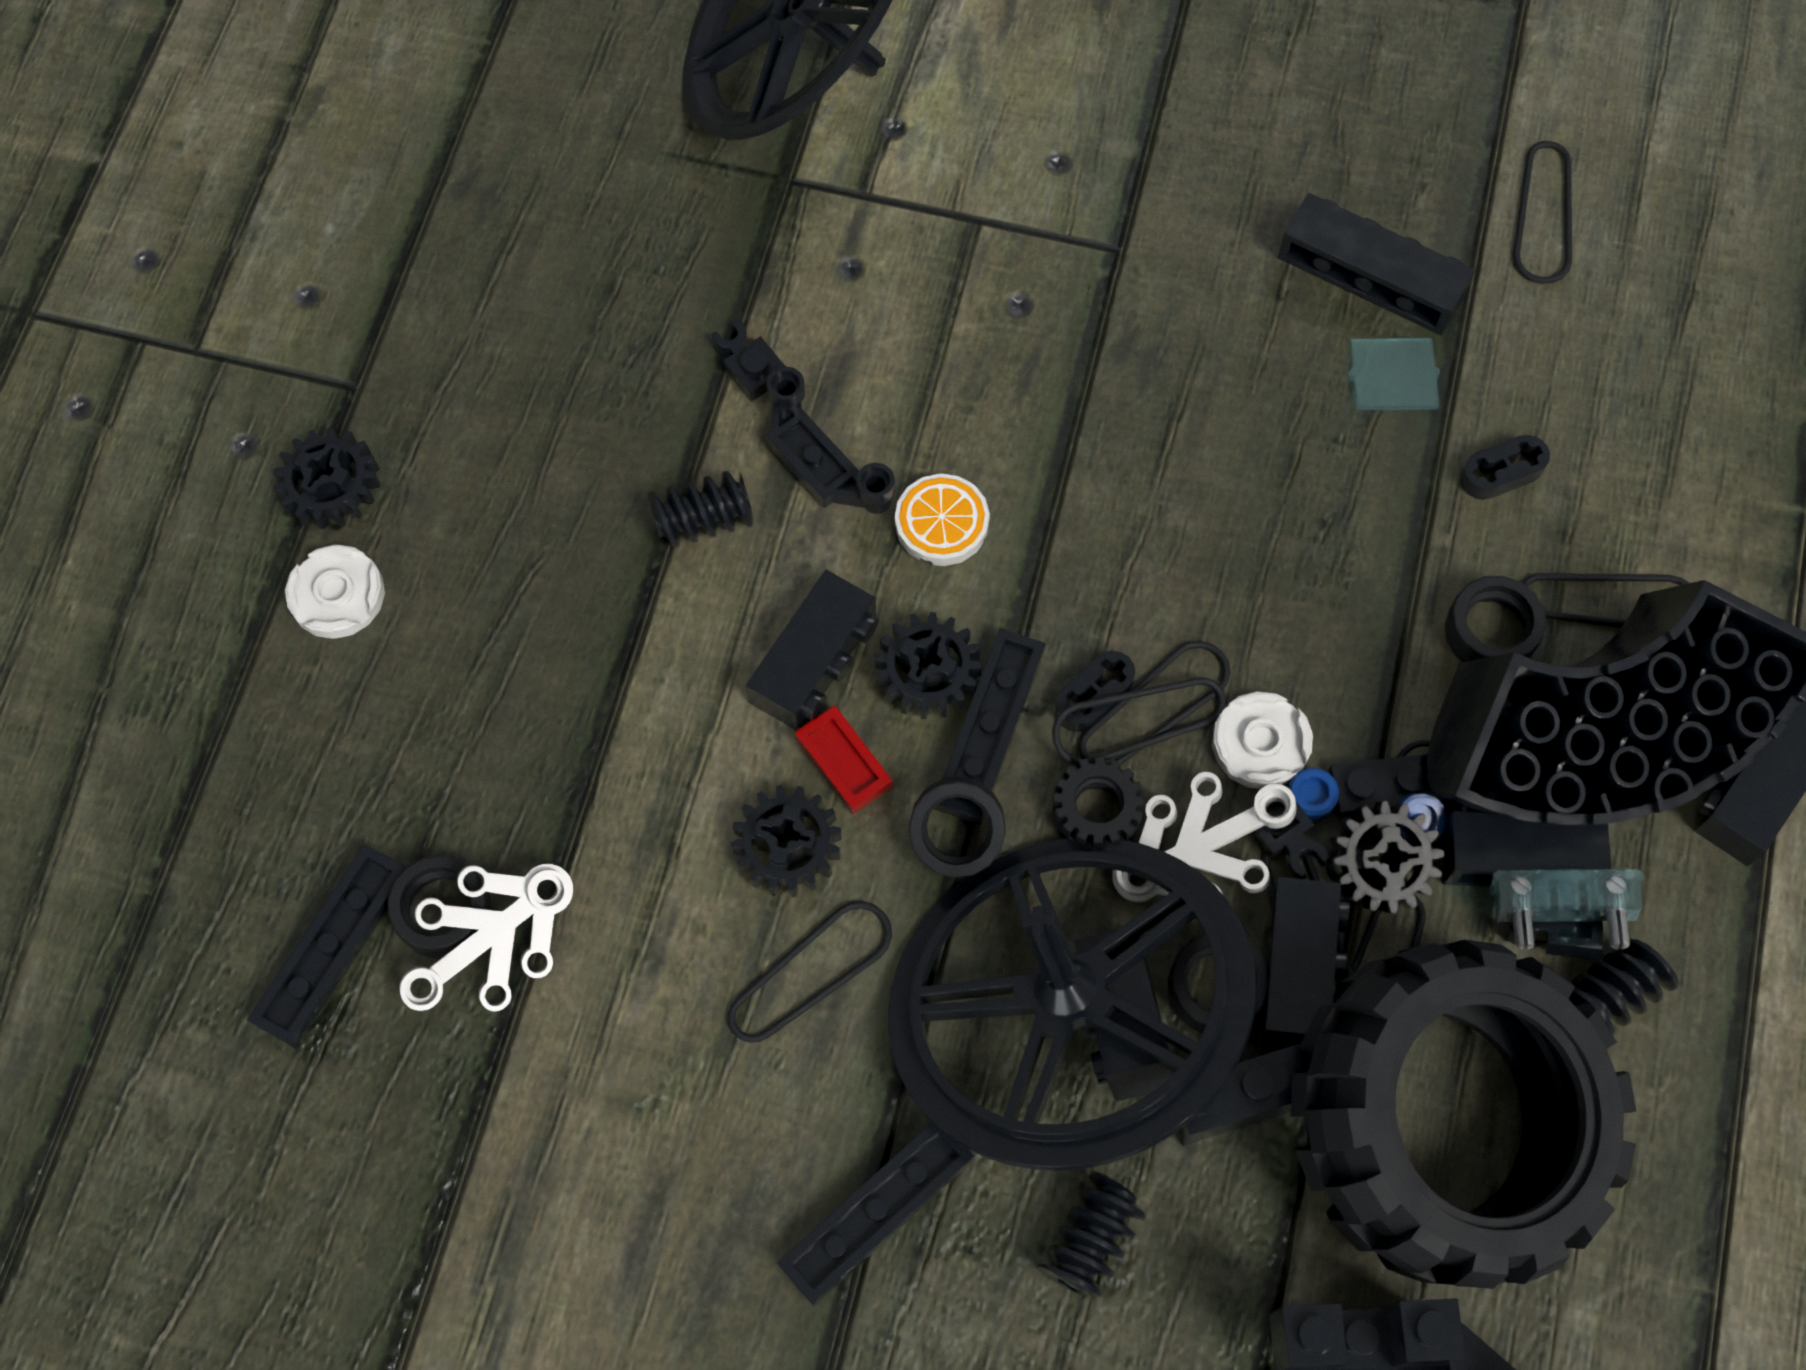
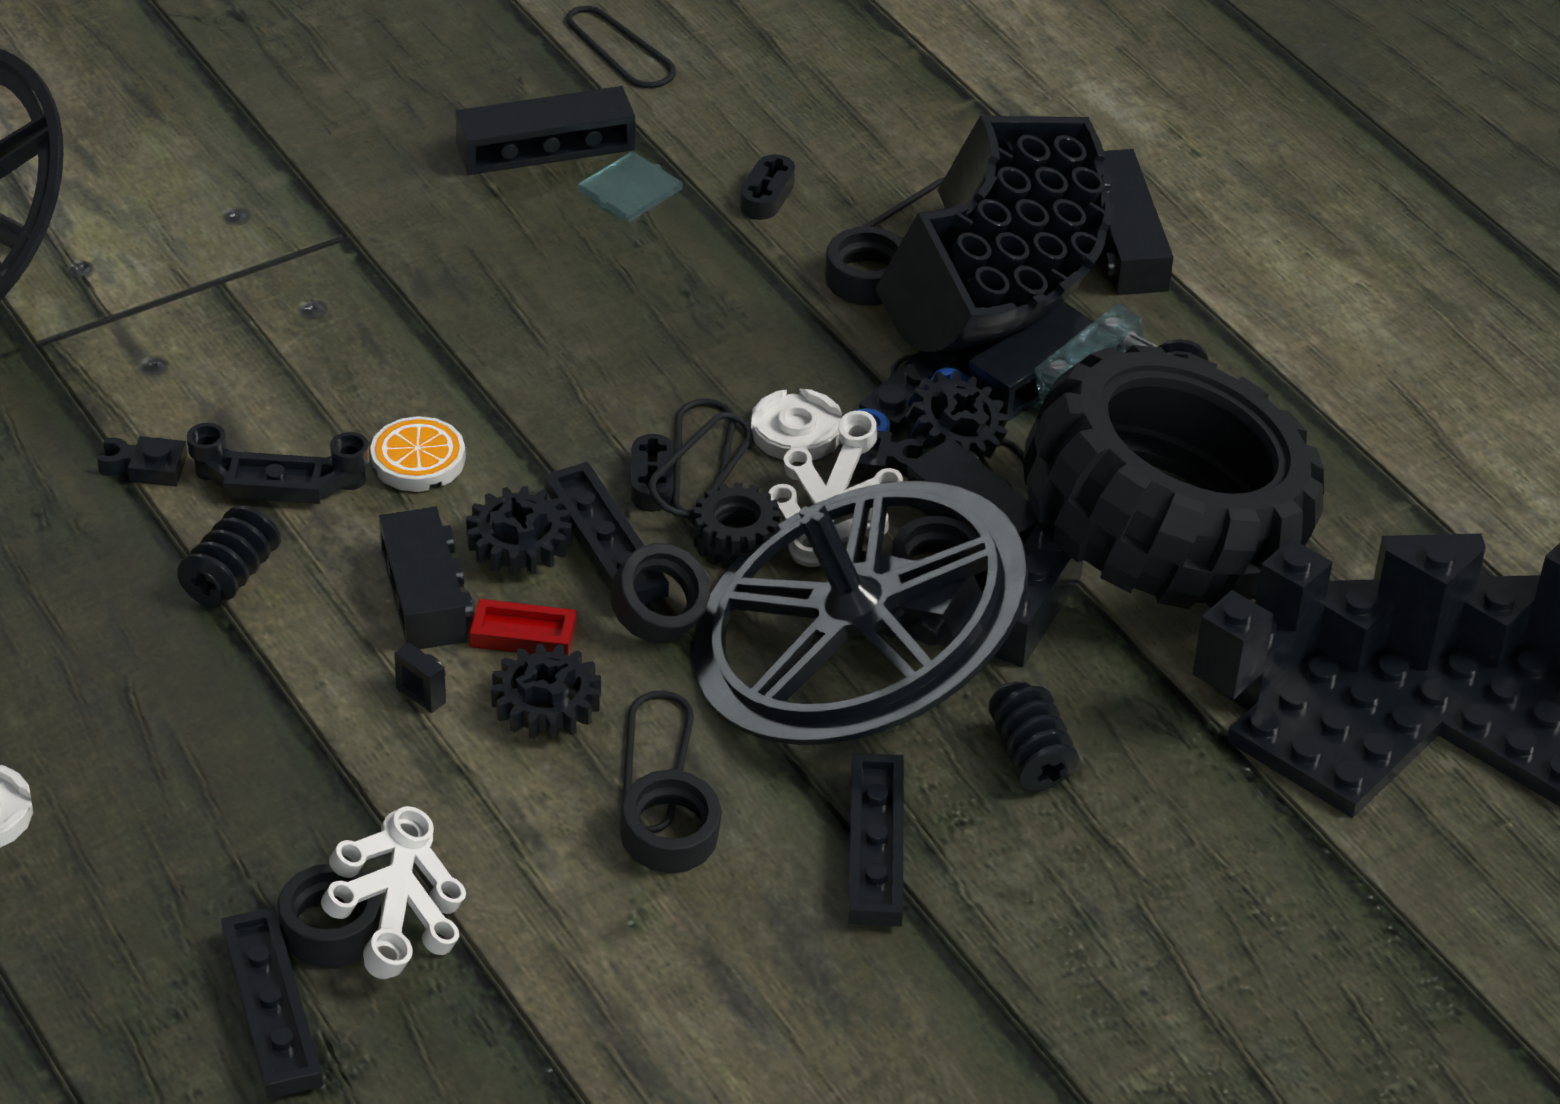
camera: 50 degrees left, 25 degrees down
(705, 1041) = (677, 789): none -> black tyre
(717, 745) = (420, 677): none -> black plate

